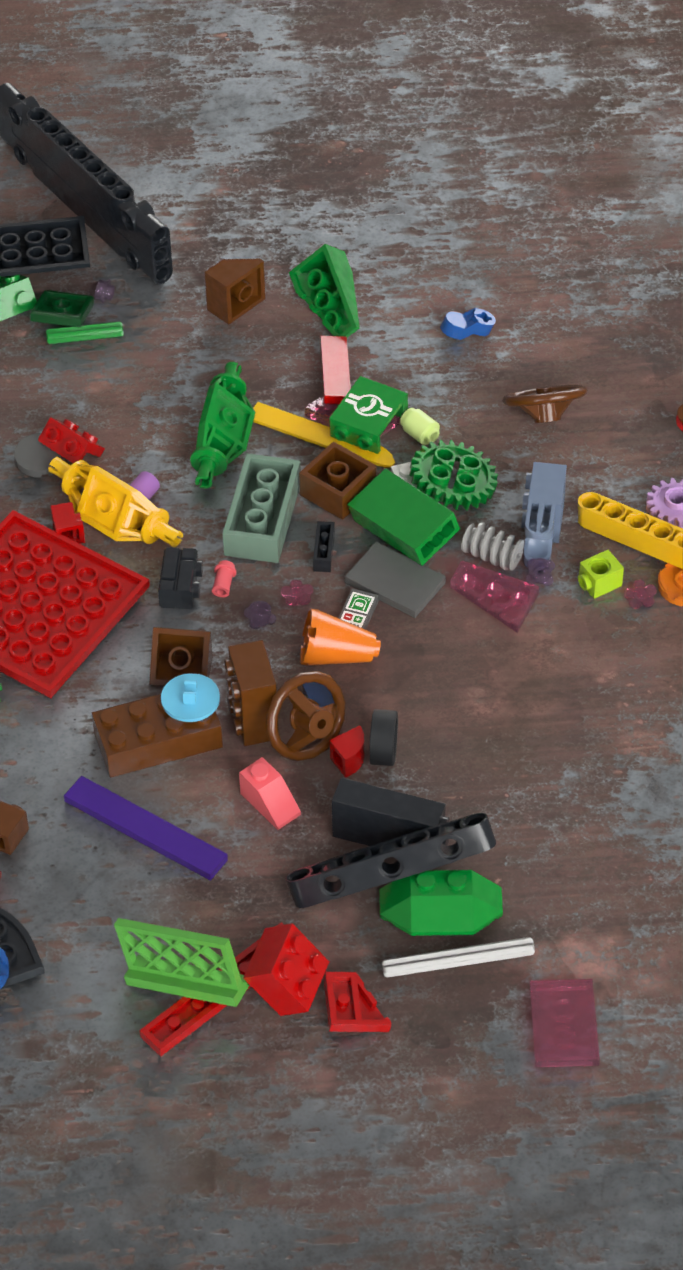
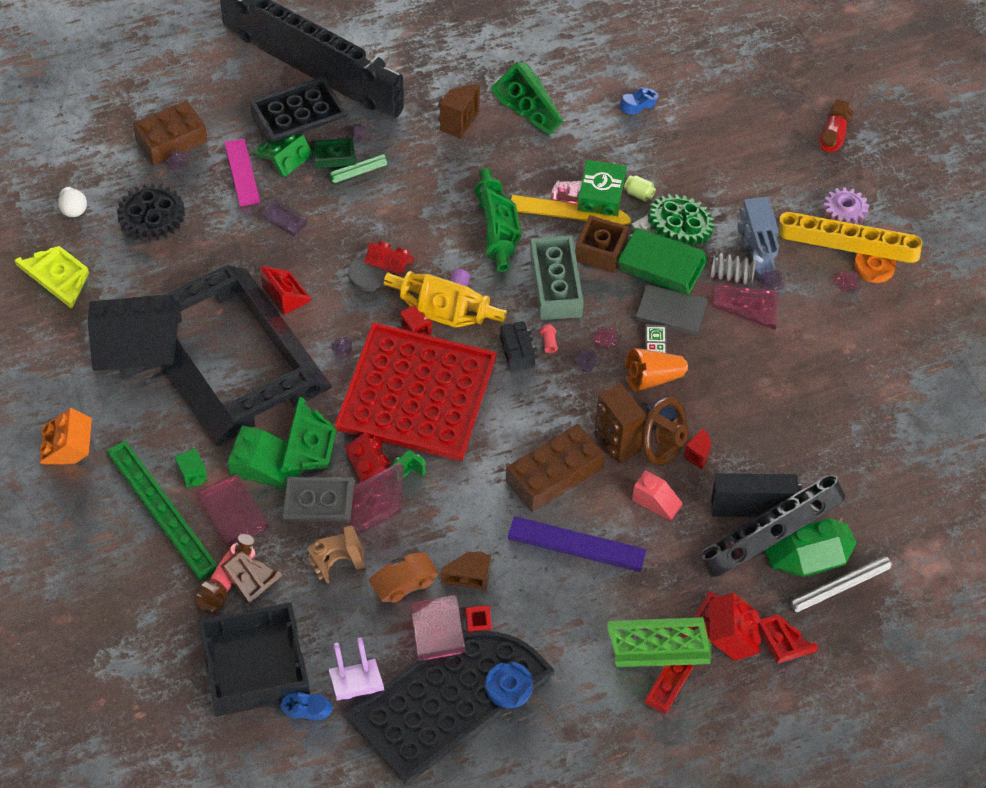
camera: 20 degrees left, 5 degrees up
(179, 653) = (547, 408): reddish brown slope -> none
(190, 697) = (575, 438): medium azure piece -> none
(323, 546) = (610, 297): black piece -> none
(334, 368) = (559, 157): tile -> none
(383, 737) = (722, 433): black tyre -> none
(545, 403) = (723, 148): reddish brown piece -> none
(564, 1023) = (934, 613): clear pink tile -> none
(600, 574) = (816, 272): lime brick -> none

